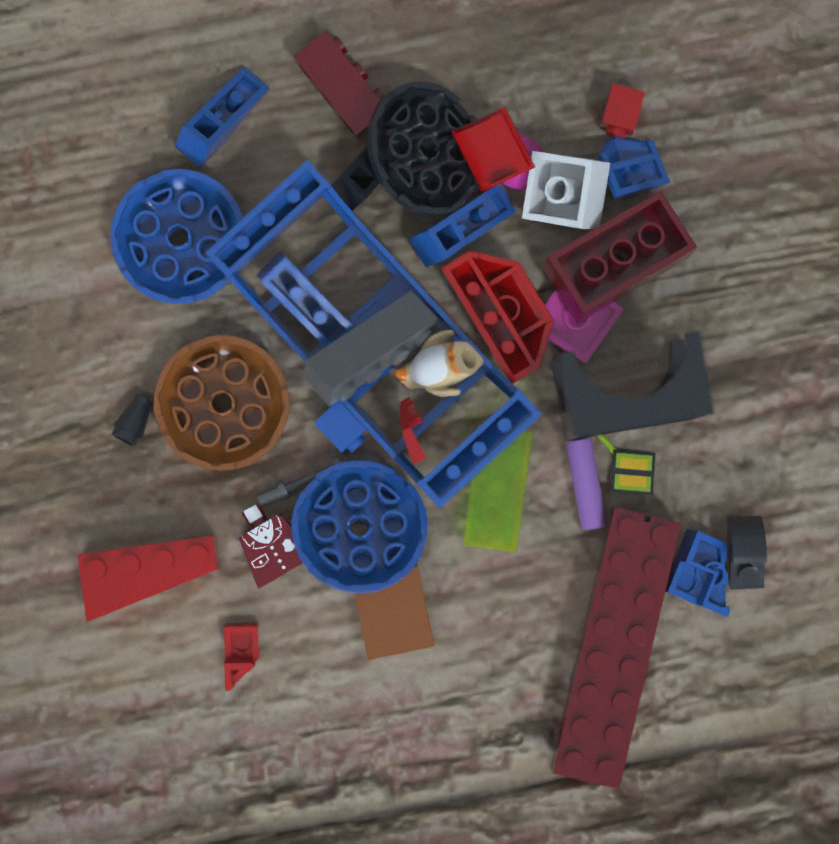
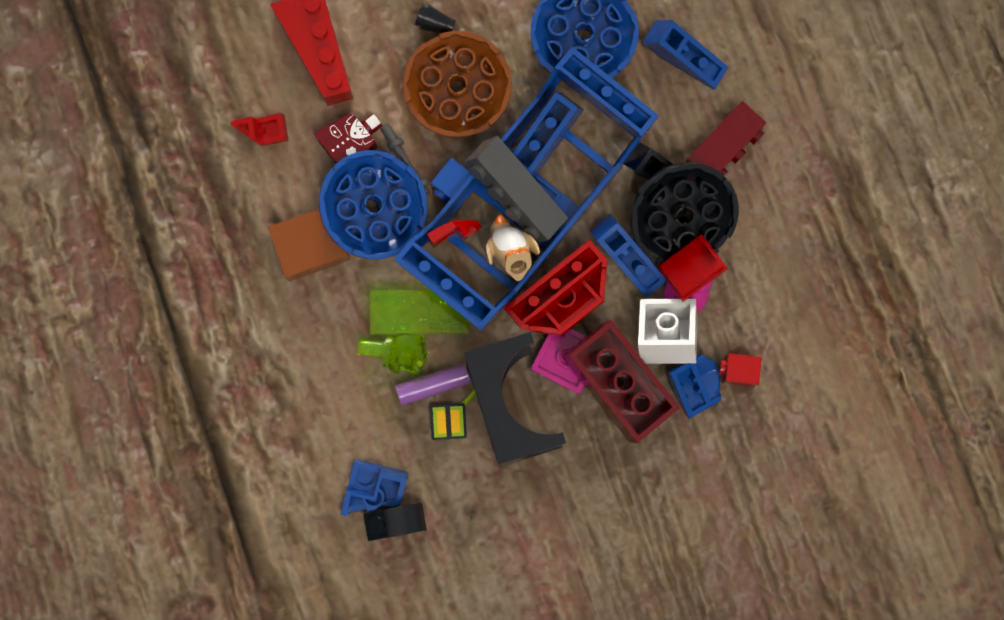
camera: 85 degrees right, 5 degrees down
(543, 520) = (397, 352): none -> clear neon green piece
(615, 648) = (303, 424): dark red piece -> none

